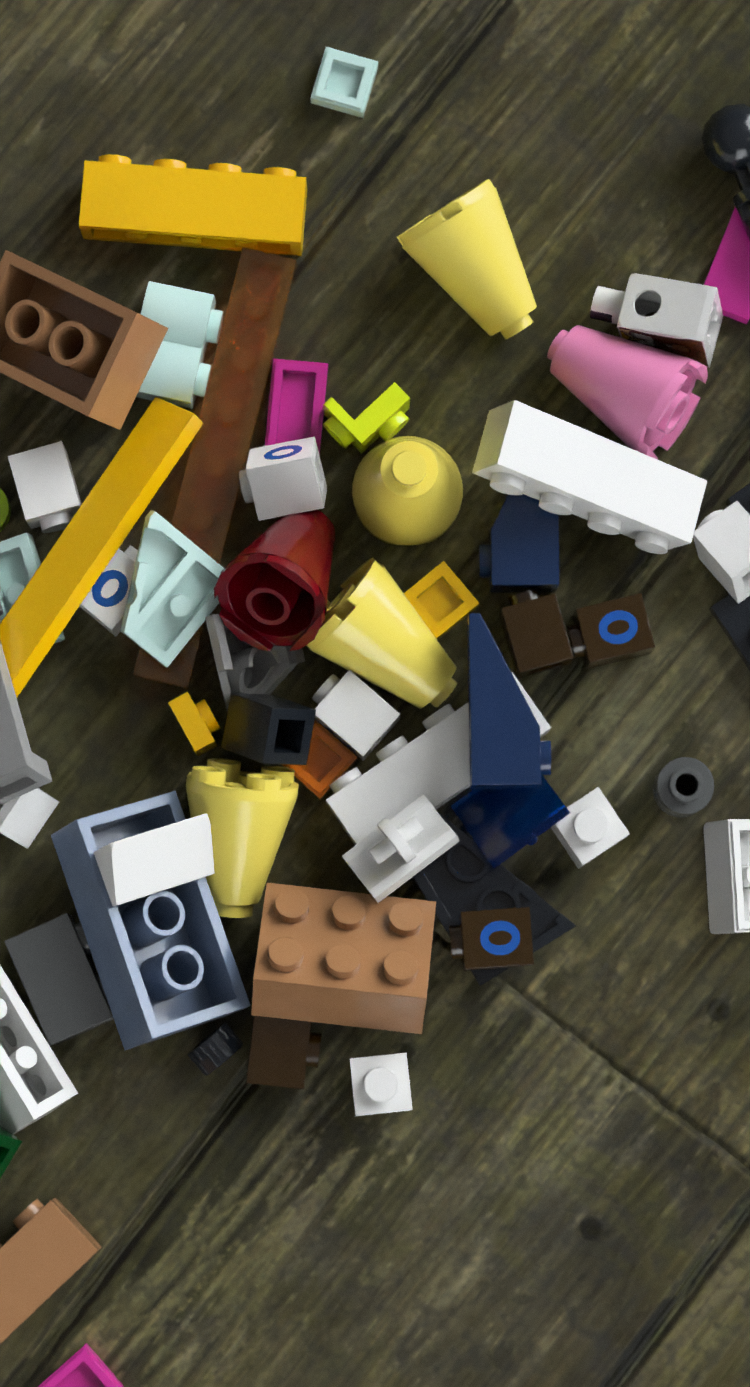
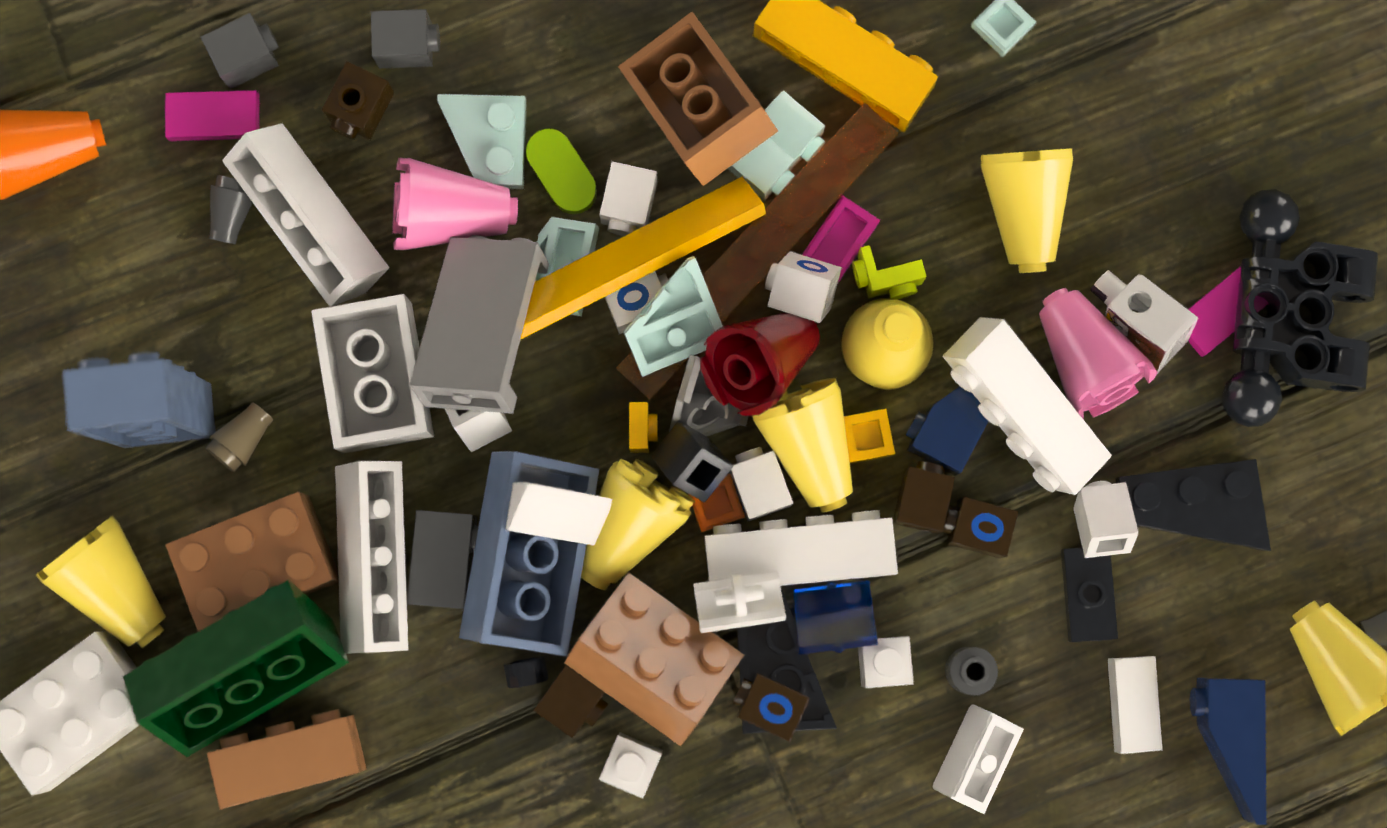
camera: 30 degrees right, 0 degrees up
(502, 728) = (862, 554): dark blue slope -> none

